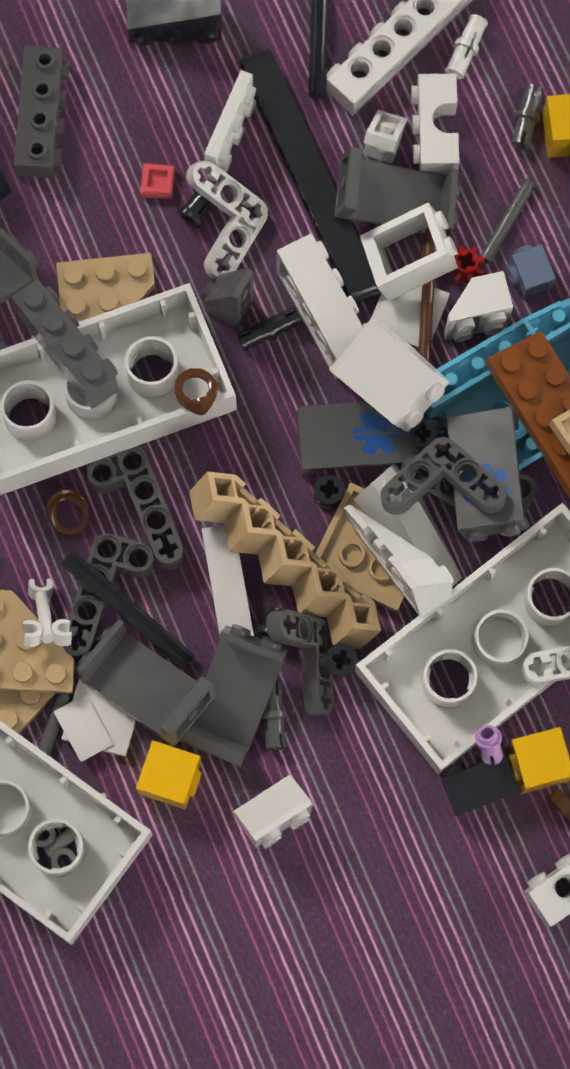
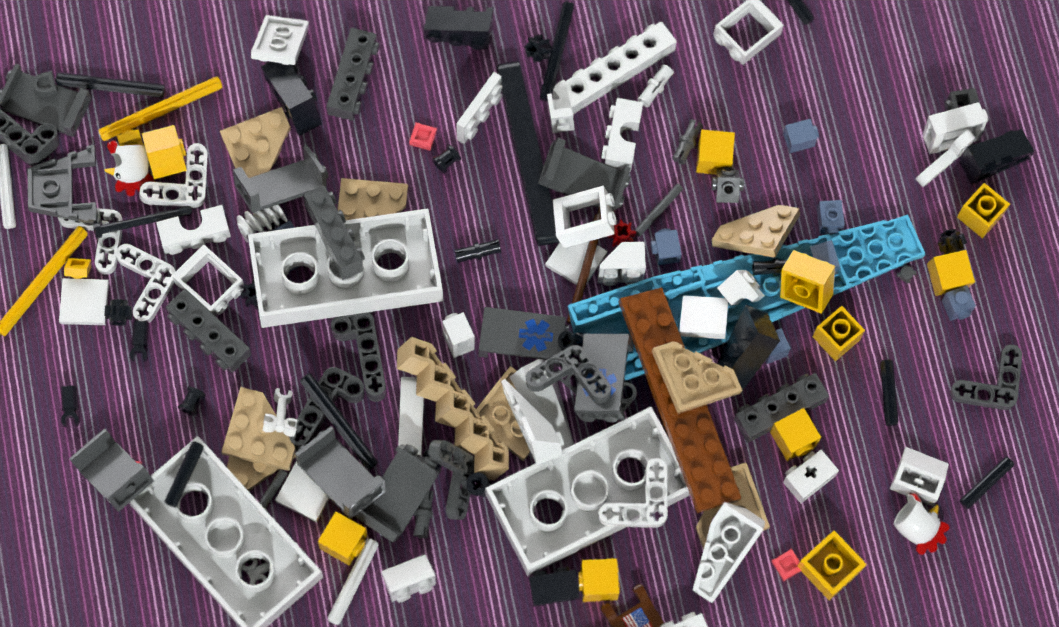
camera: 10 degrees right, 5 degrees down
(75, 498) = (319, 339): reddish brown piece -> none
(83, 727) = (291, 495): white sticker -> none
(195, 831) = (353, 581): none -> white axle
(199, 405) = (416, 291): reddish brown piece -> none
(230, 296) = (455, 224): dark grey slope -> none
(238, 217) = (472, 172): white beam -> none
(269, 452) = (458, 334): none -> white brick
(292, 25) = (538, 48): none -> black gear
(319, 296) = (518, 242): white brick -> none
(322, 484) = (489, 365): black bush -> none
(344, 112) = (560, 114): none -> white panel
(384, 136) = (585, 135): white slope -> none
(390, 375) = (550, 296): white slope -> none
(488, 740) = (564, 556): lavender pin -> none

